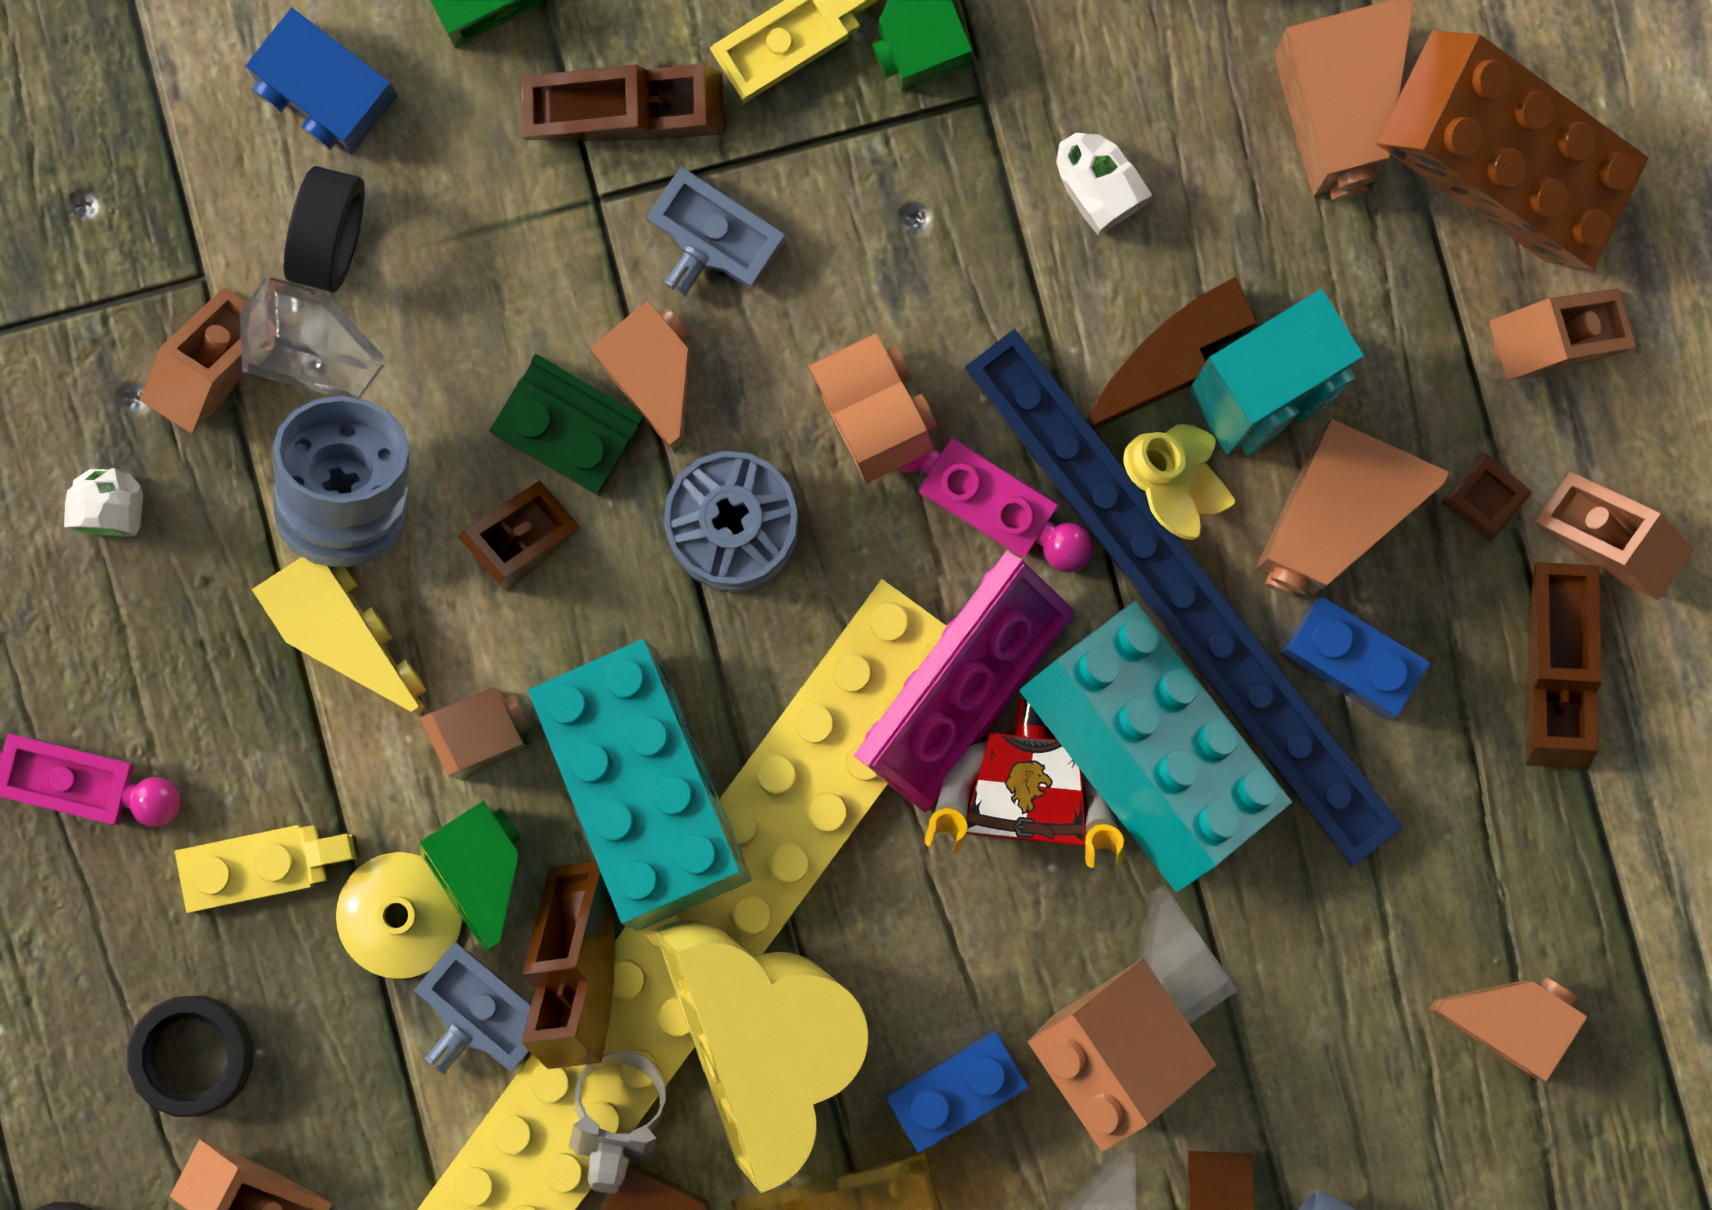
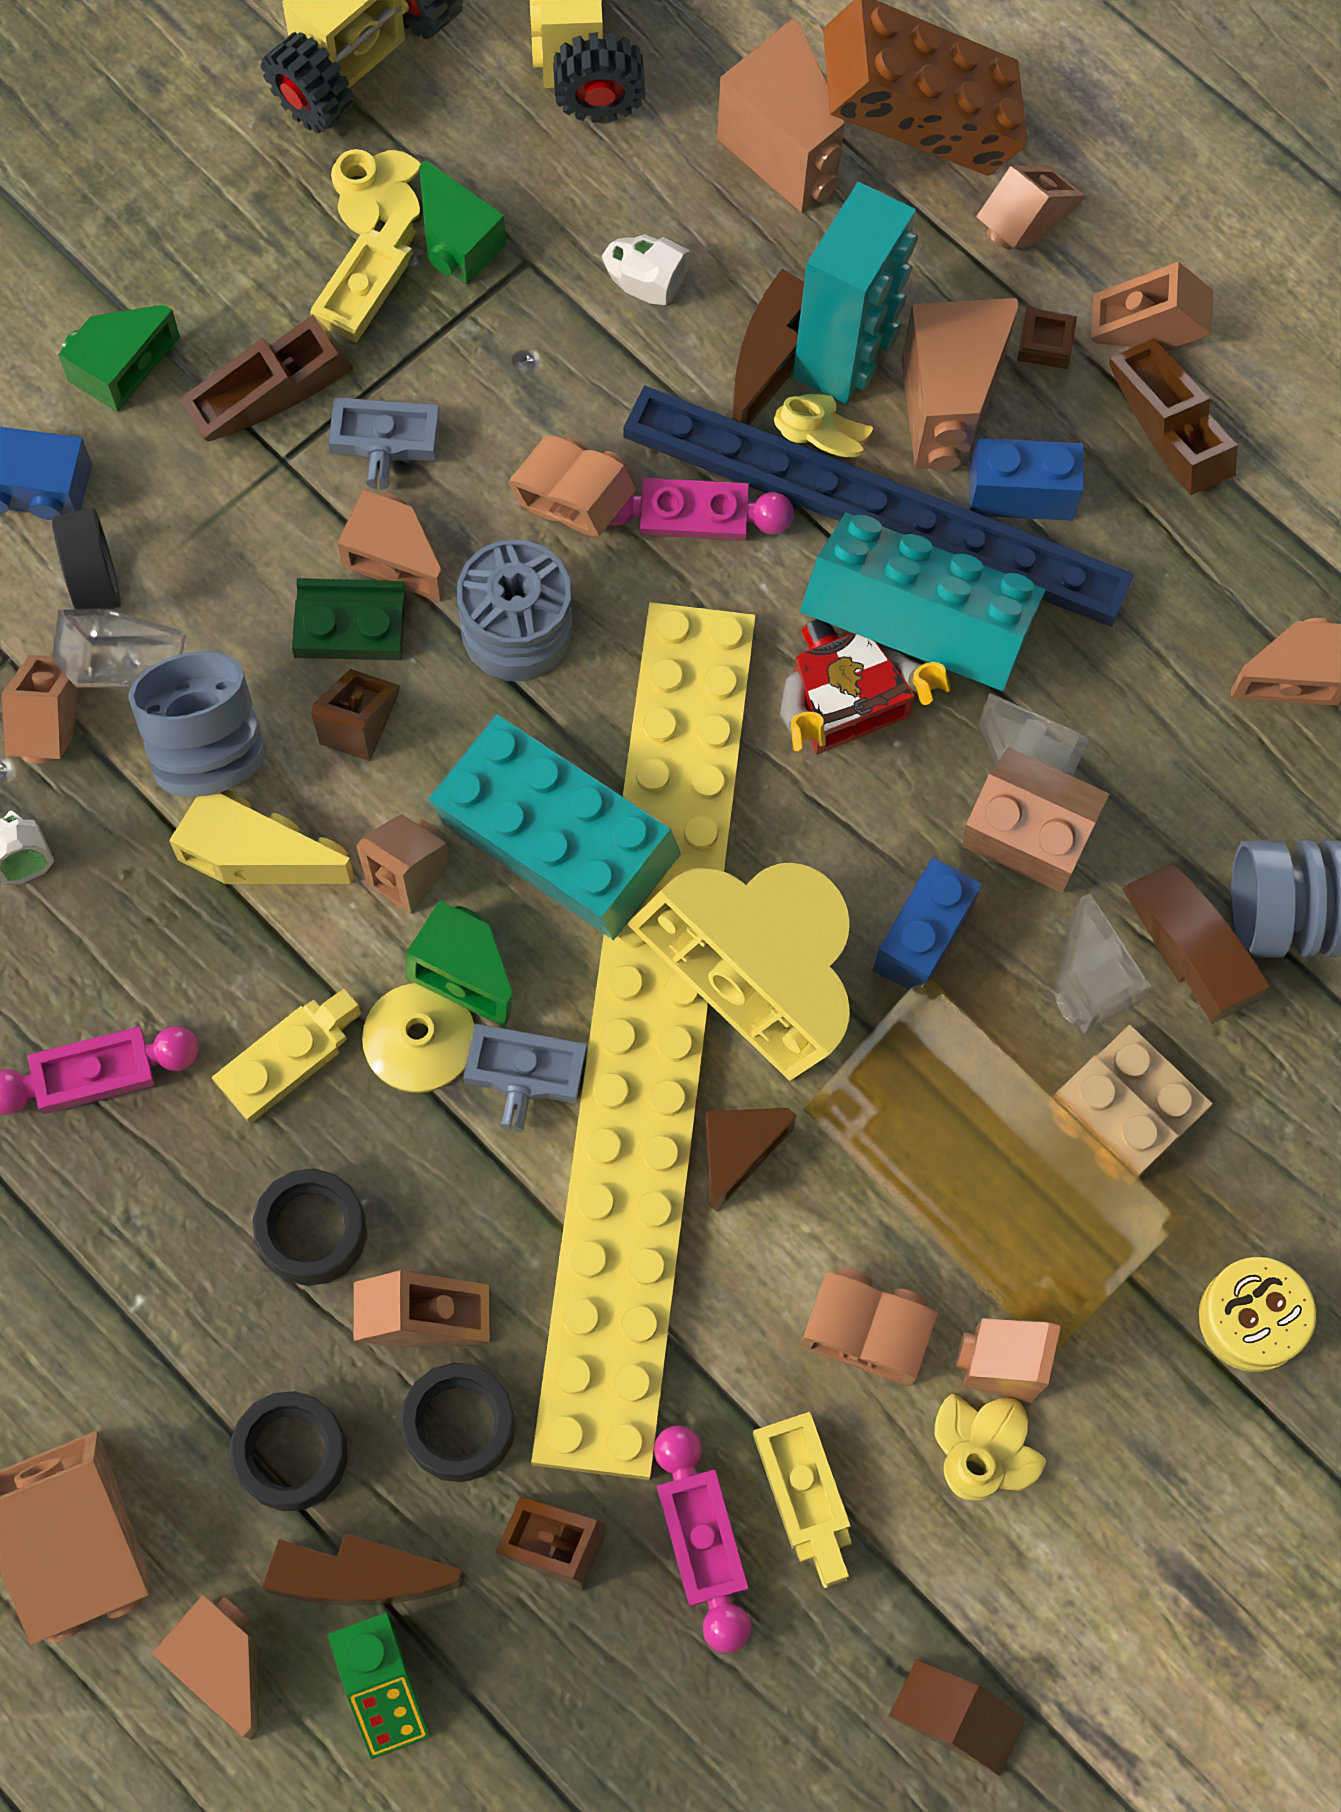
camera: 35 degrees left, 15 degrees down
(571, 968) = (579, 990): reddish brown slope -> none
(611, 1151) = (686, 1103): light grey piece -> none
(965, 680) = (755, 631): dark pink piece -> none

